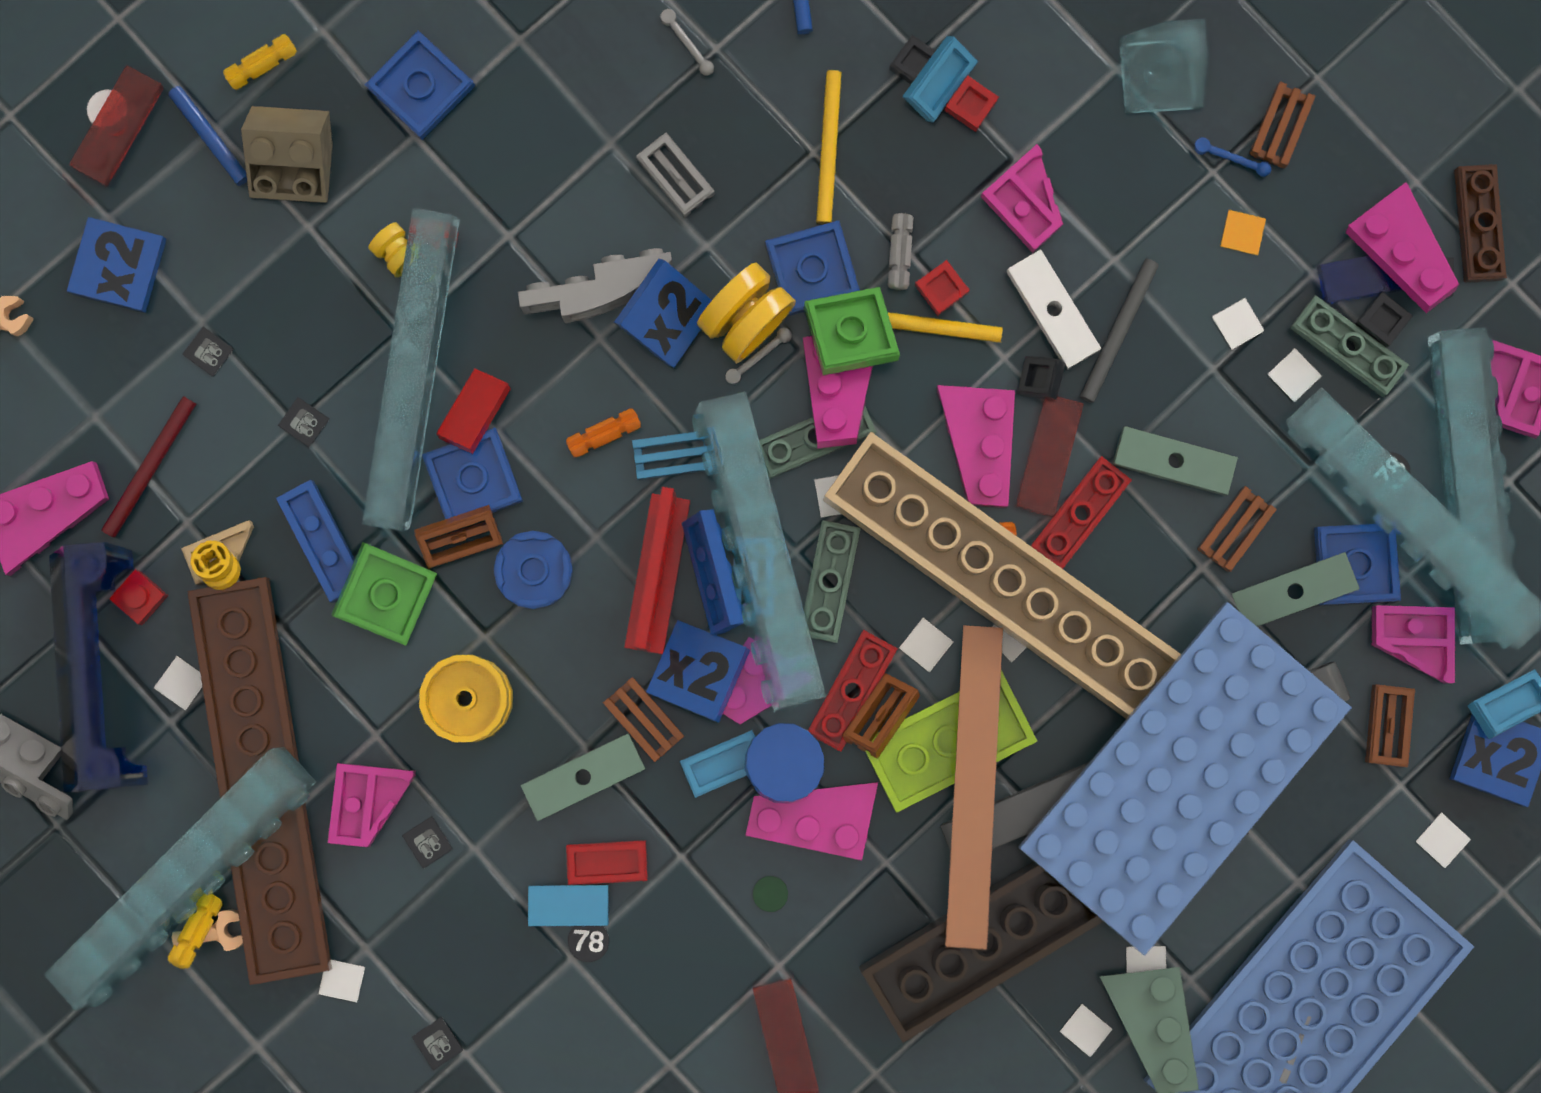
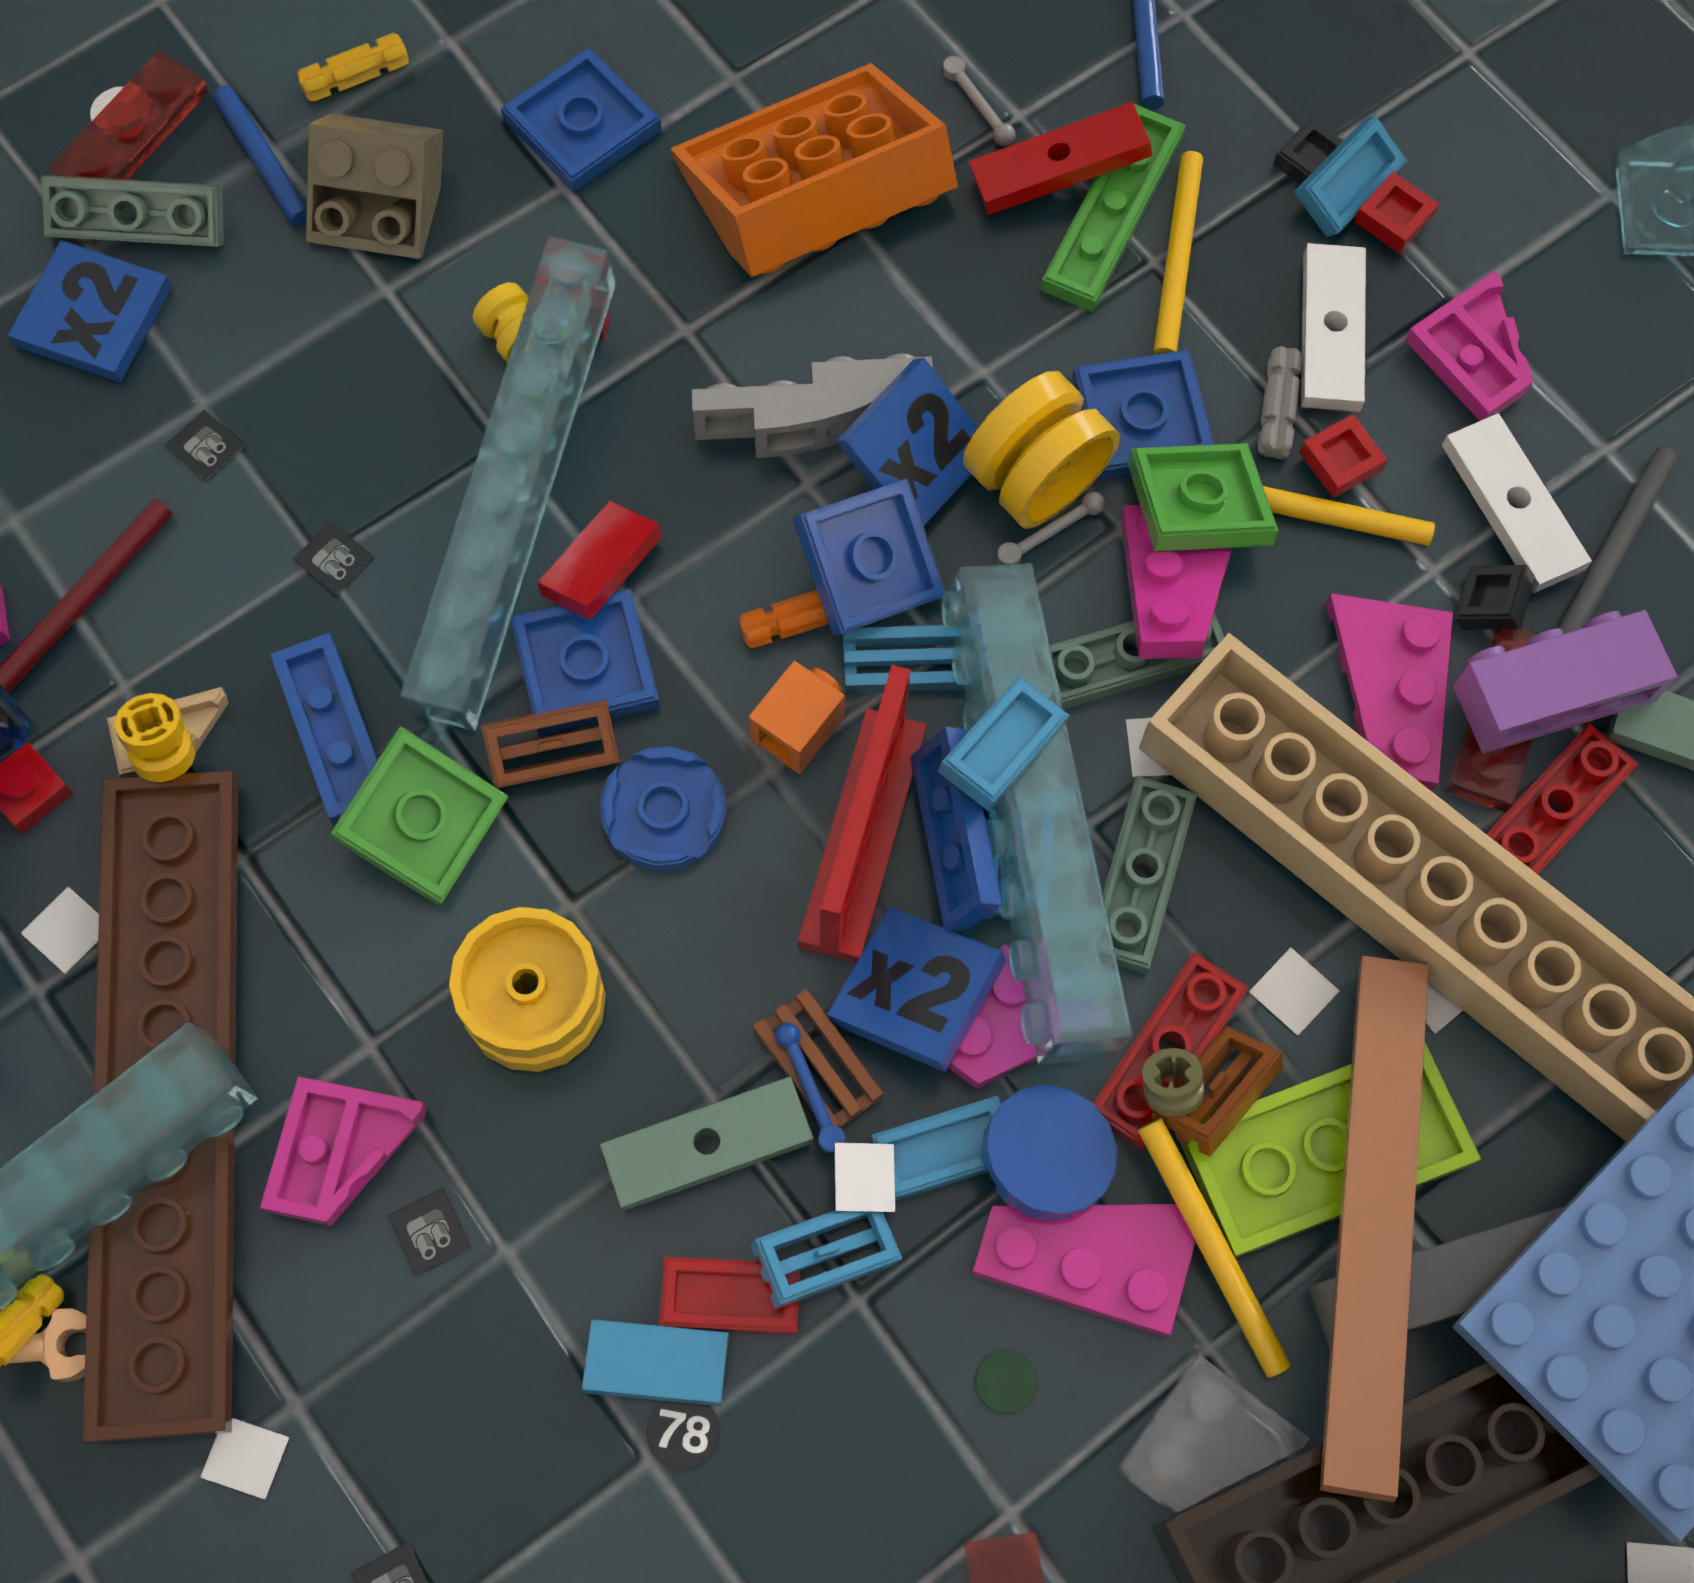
camera: 10 degrees right, 15 degrees down
(152, 189) = (164, 210): none -> sand green tile
(581, 109) = (817, 168): none -> orange slope
(610, 503) = (798, 715): none -> orange brick
(630, 849) = (775, 1270): none -> dark azure tile
(643, 395) = (869, 557): none -> blue tile
(655, 766) = (788, 1036): none -> blue hinge
(677, 788) = (864, 1177): none -> white sticker
(695, 200) = (969, 305): light grey tile -> none
(723, 97) = (1060, 158): none -> red tile
(736, 521) = (1003, 743): none -> dark azure tile
(783, 115) = (1110, 218): none -> bright green tile
(853, 730) = (1171, 1100): none -> olive bush
(883, 808) = (1214, 1248): none -> yellow bar
(886, 916) = (1206, 1439): none -> clear wing
(932, 173) = (1336, 302): none -> white tile
(1080, 437) = (1563, 679): none -> medium lavender brick

